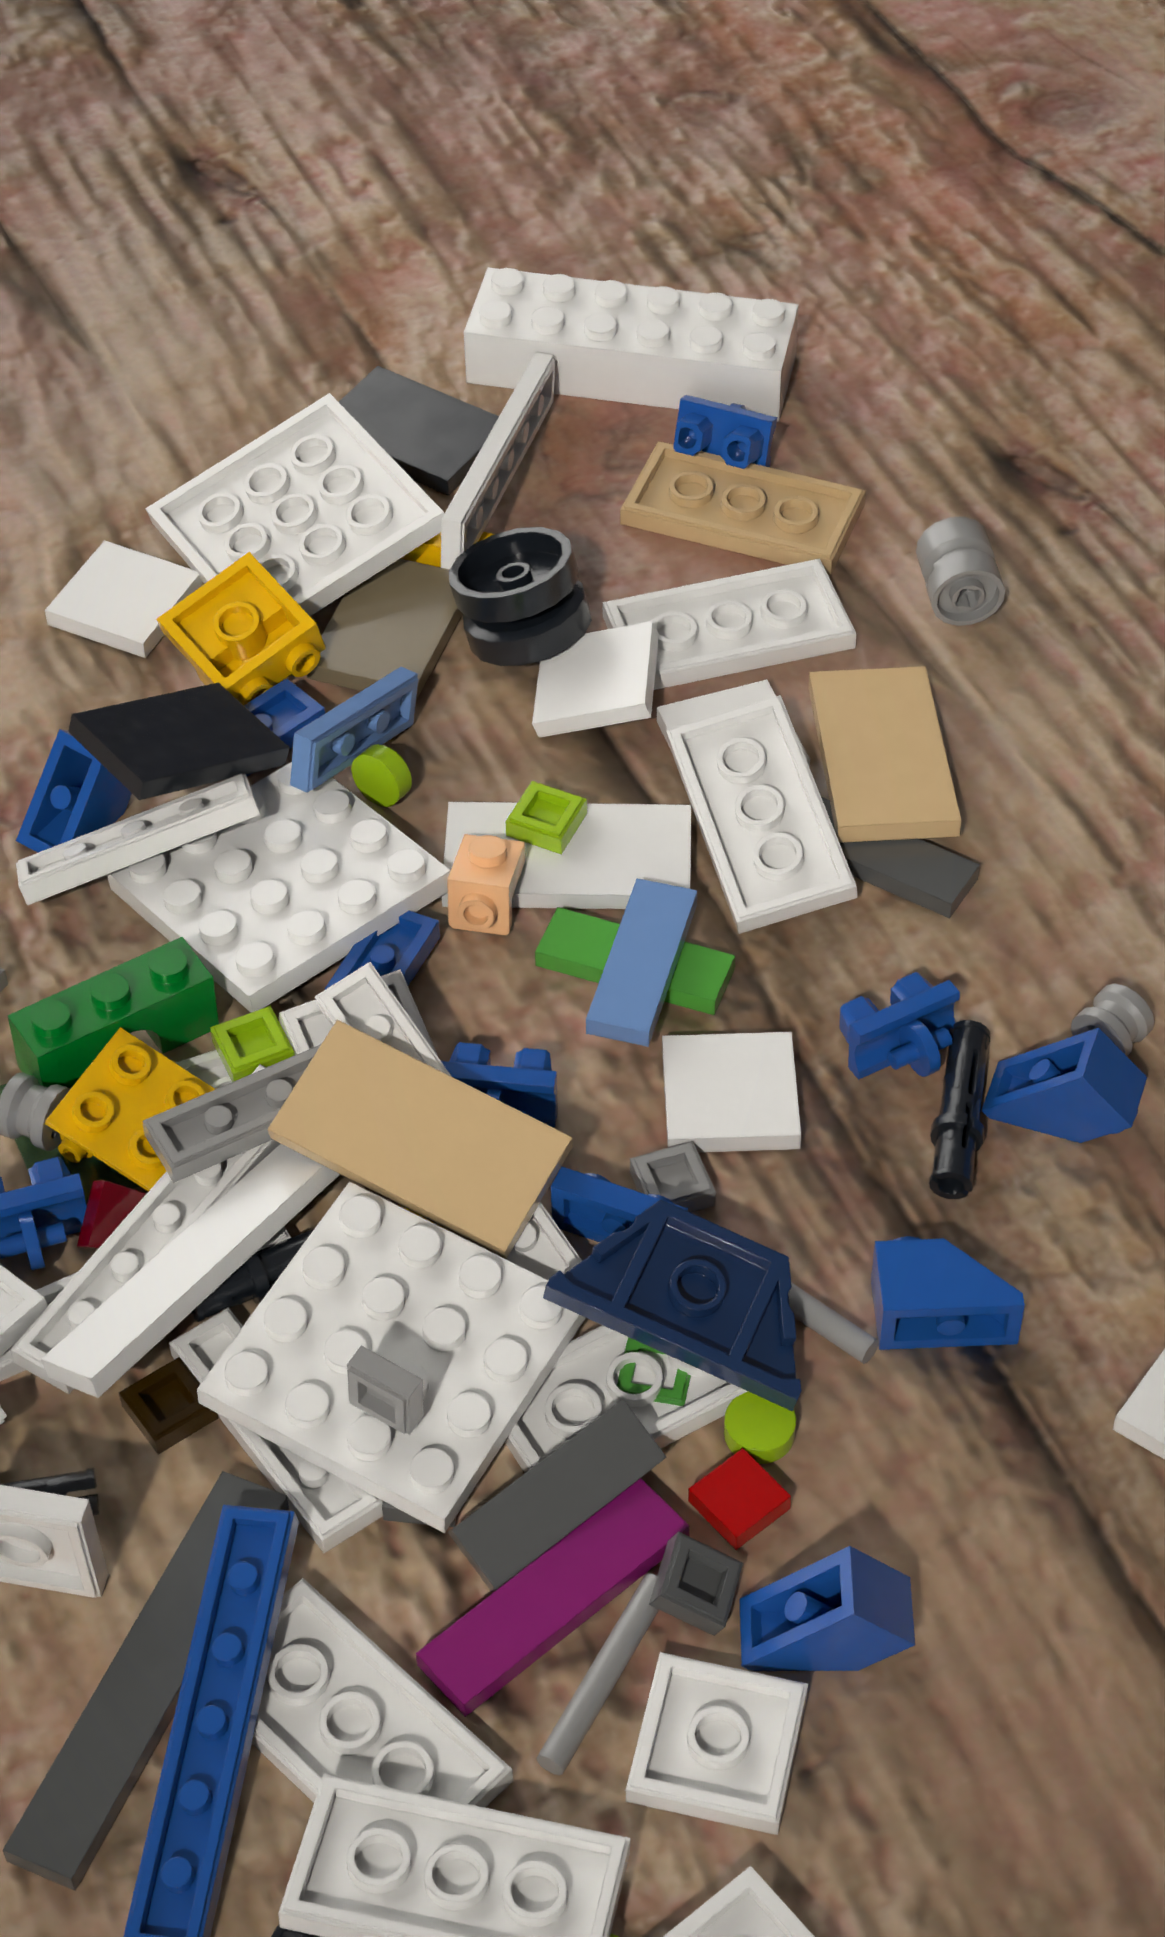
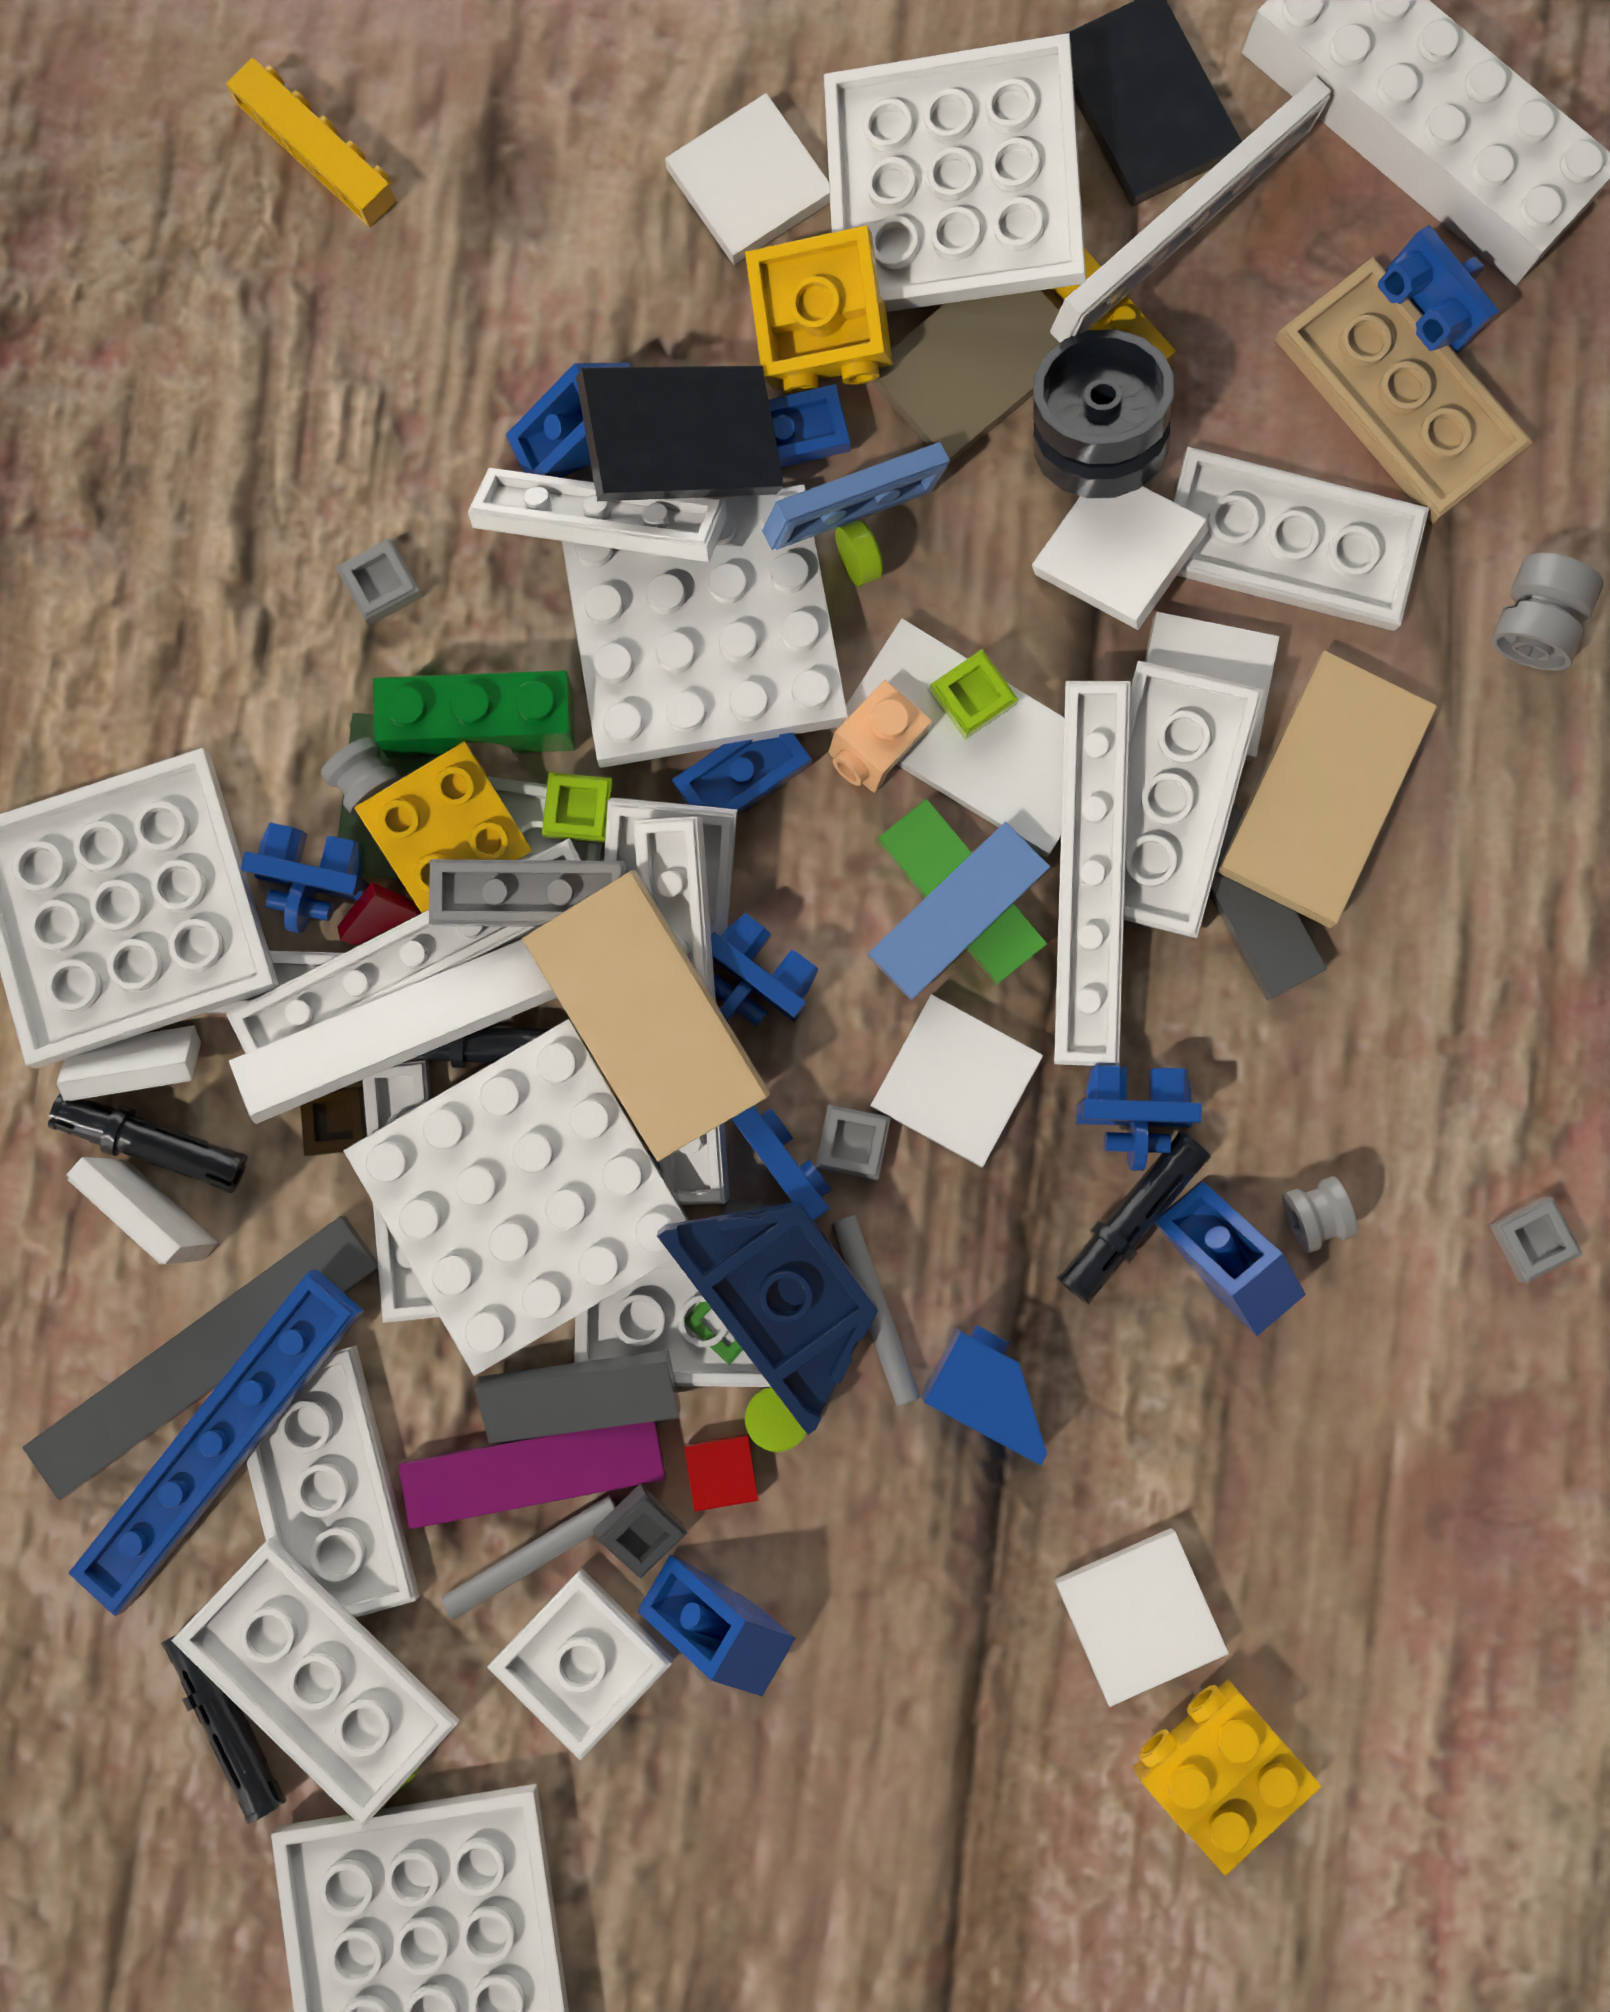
camera: 30 degrees right, 35 degrees up
(385, 1390) = (471, 1264): light grey tile -> none
(738, 886) = (1092, 873): none -> white tile

